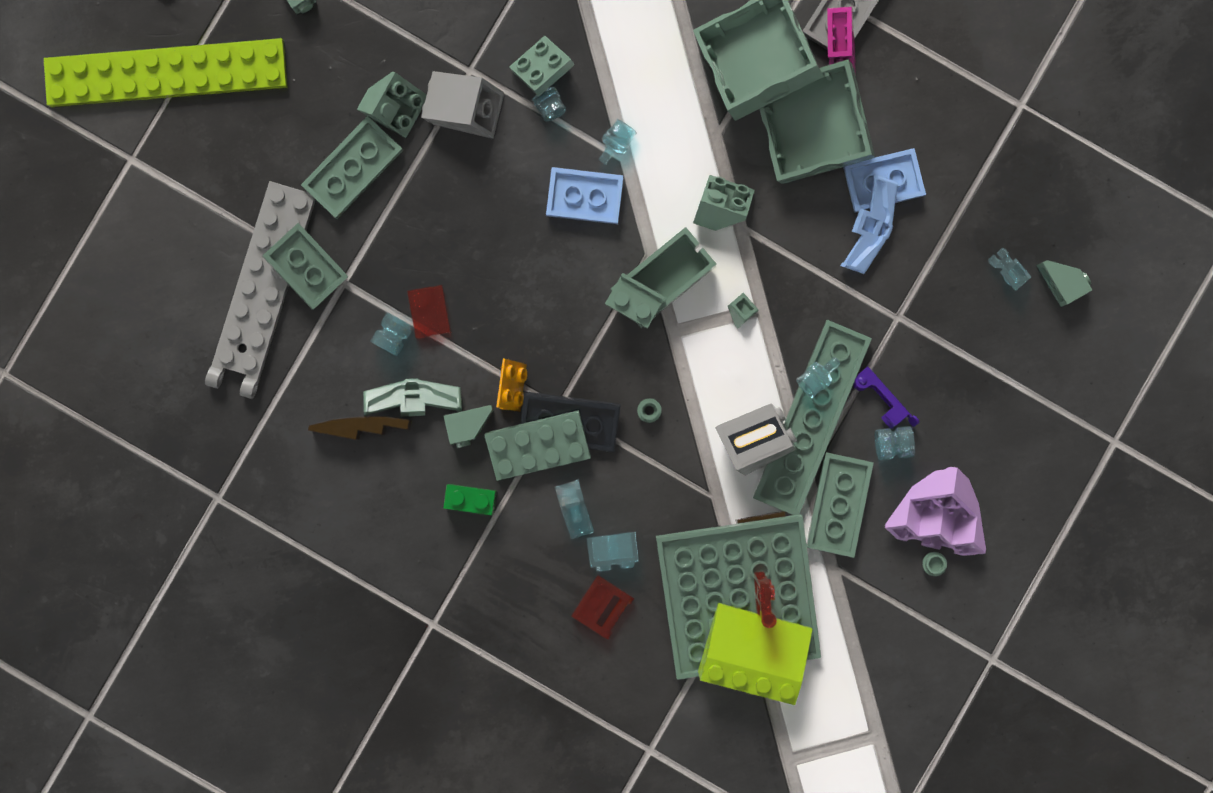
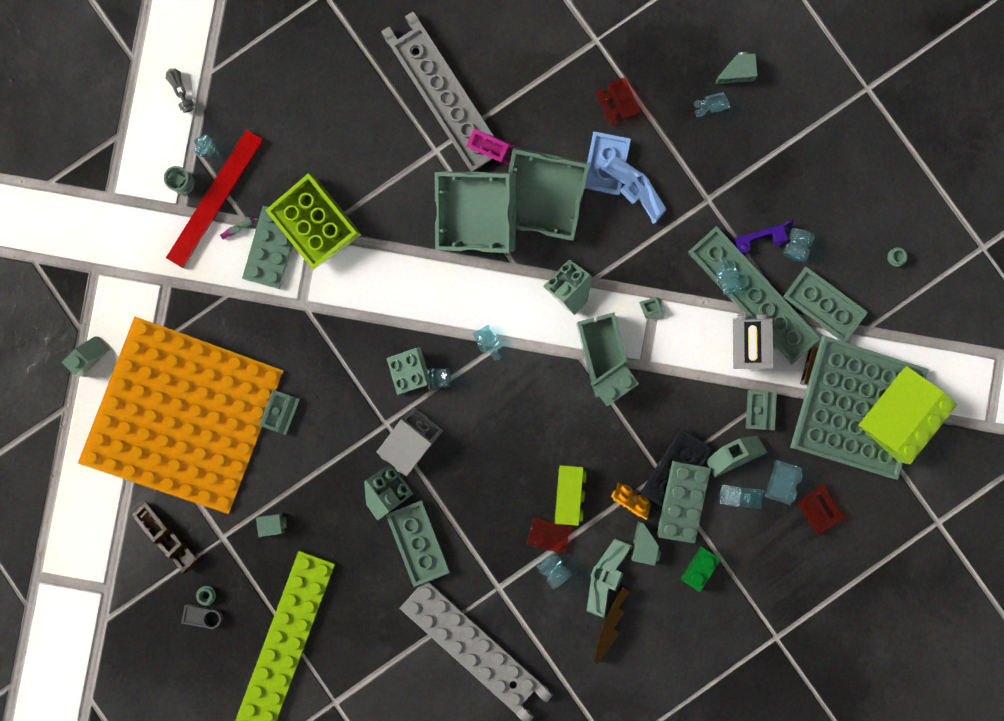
camera: 60 degrees left, 0 degrees up
(305, 266) = (475, 611): sand green plate -> none
(485, 313) = (570, 495): none -> lime brick
(584, 195) = (517, 383): light blue plate -> none
(619, 480) = (735, 455): none -> sand green slope
(641, 410) = (700, 409): sand green plate -> none
(684, 486) = (761, 410): none -> sand green plate
(763, 595) = (873, 391): clear red plate -> none
(941, 513) = (863, 234): lavender brick -> none
(967, 166) = (623, 99): none -> clear red plate

